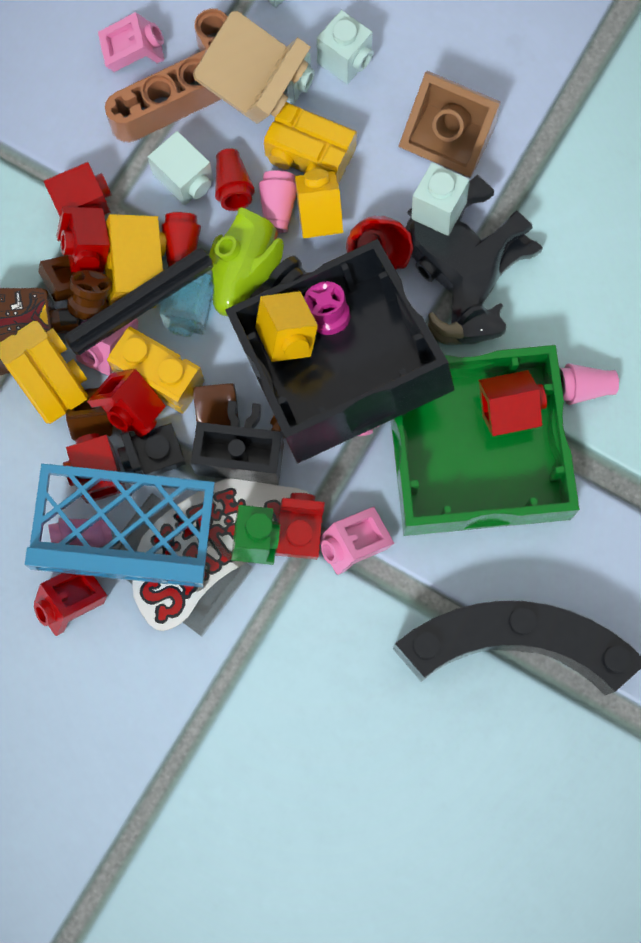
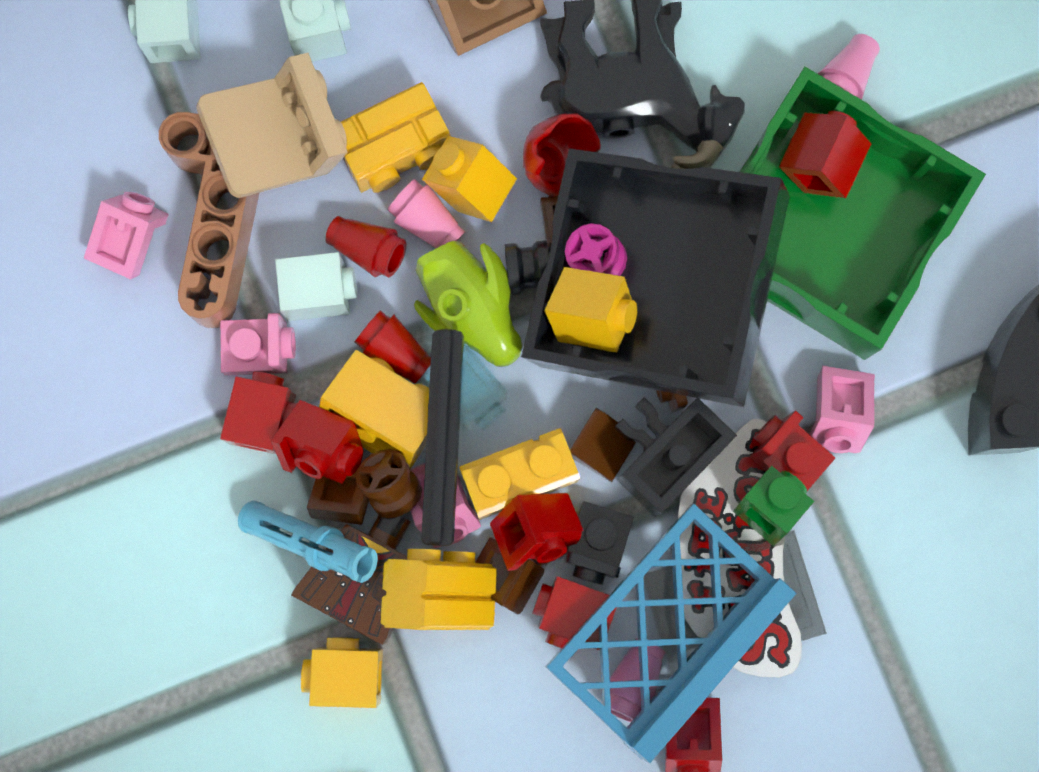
camera: 60 degrees left, 5 degrees up
(18, 280) = (347, 556): none -> medium azure pin
(121, 165) = (256, 345): none -> bright pink bracket
(440, 198) = (574, 55): light aqua brick -> none

